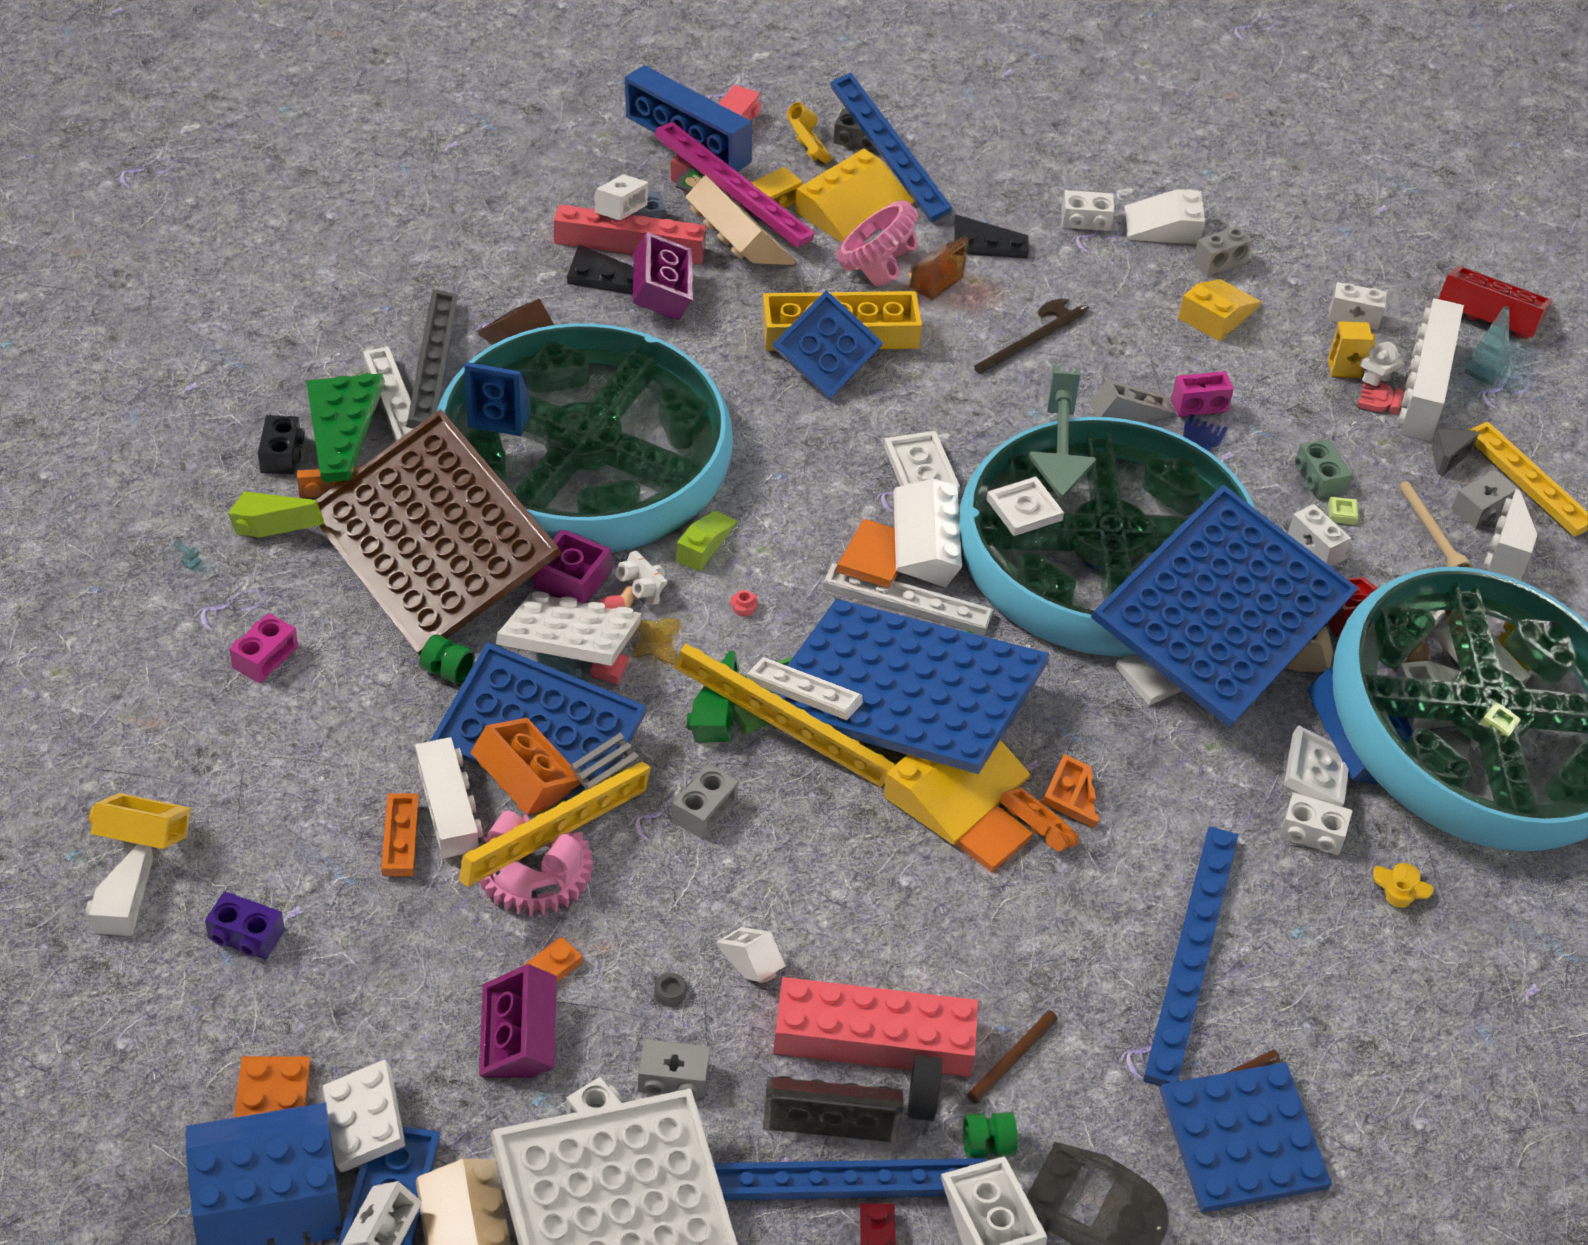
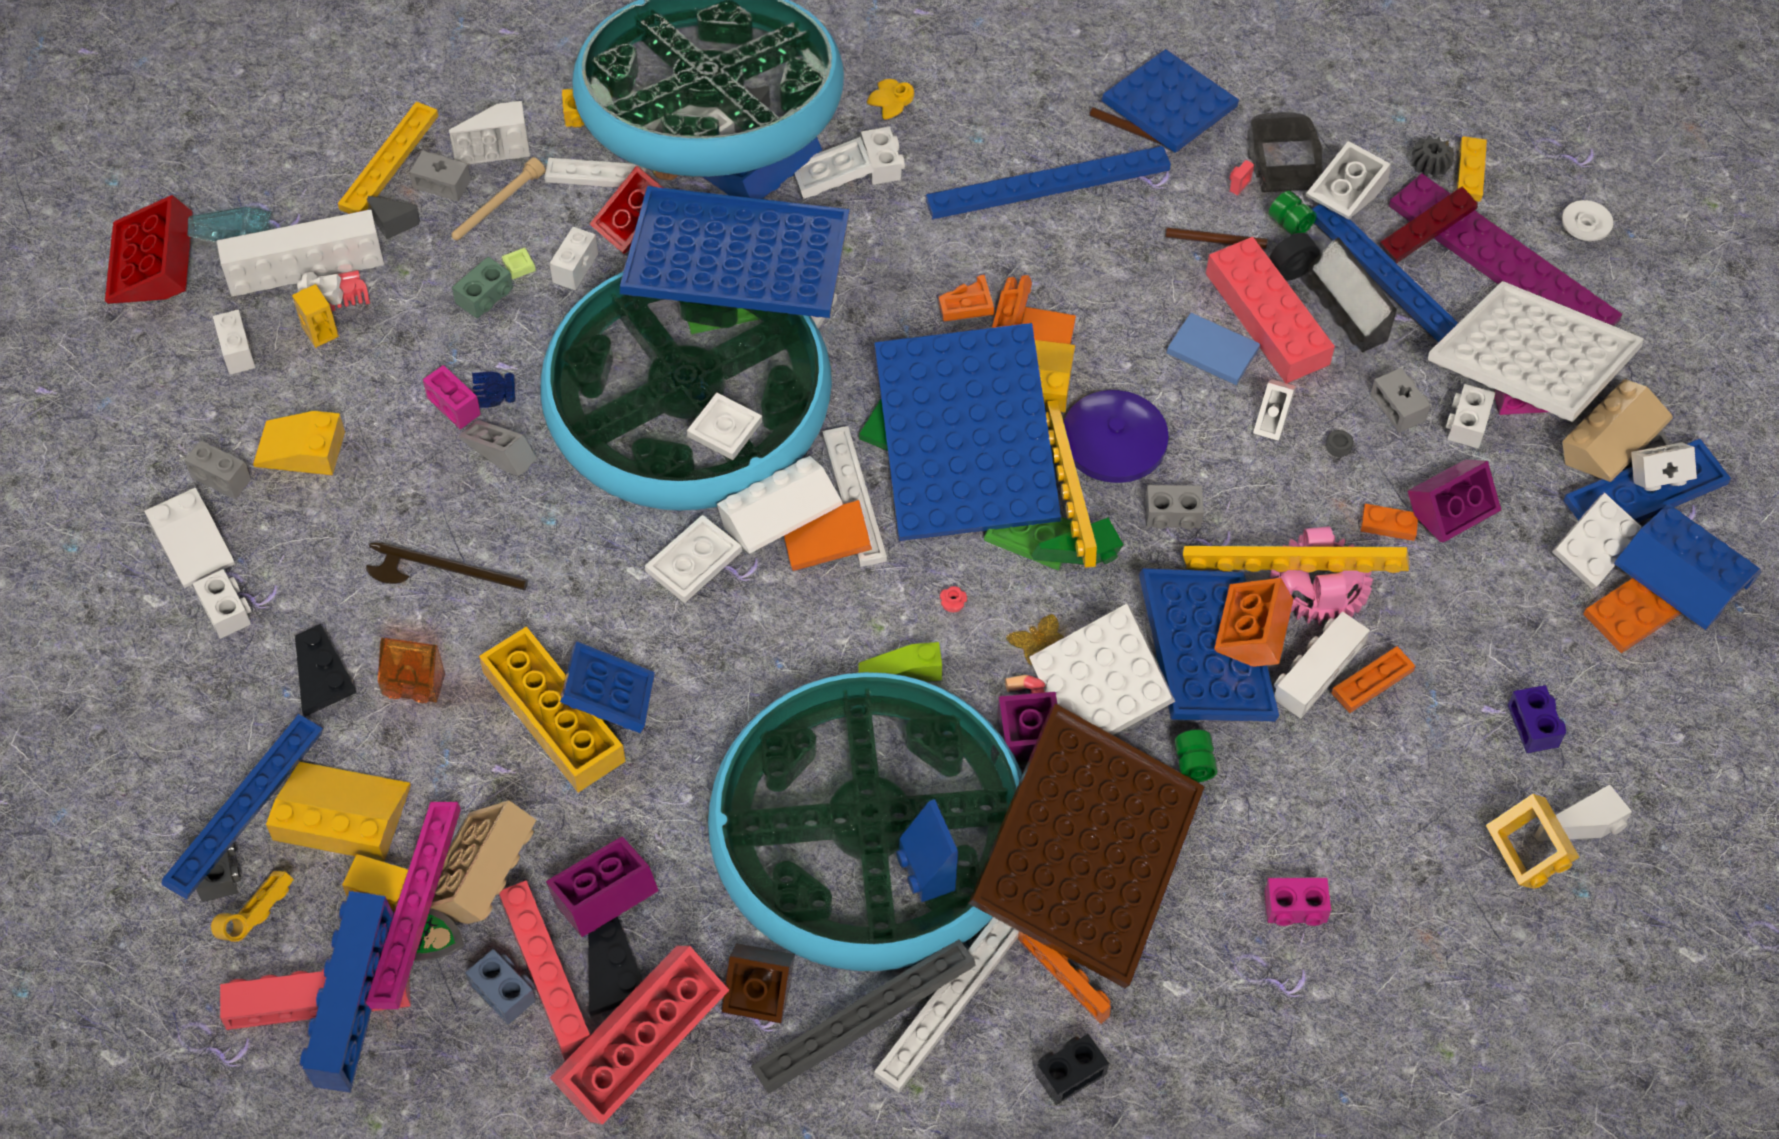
camera: 120 degrees left, 10 degrees up
(190, 557) = (1251, 1040): clear light blue hand -> none
(273, 514) = (1166, 1004): lime slope -> none
(341, 419) = (1000, 1033): green wing -> none
(531, 243) = (639, 1034): none -> coral brick
(621, 197) = (524, 977): white brick -> none
(624, 748) = (1211, 570): light grey tile -> none
(645, 579) = (989, 675): white hips -> none
(805, 688) = (1031, 484): white tile -> none
(824, 815) = (1116, 436): none -> dark purple dish
(869, 955) = (1213, 348): none -> medium blue tile
(879, 255) = (420, 754): bright pink piece -> none
(1061, 469) = (654, 422): sand green piece -> none
(1079, 1125) = (1241, 177): none -> coral plate
(1499, 722) = (730, 61): yellowish green tile -> none

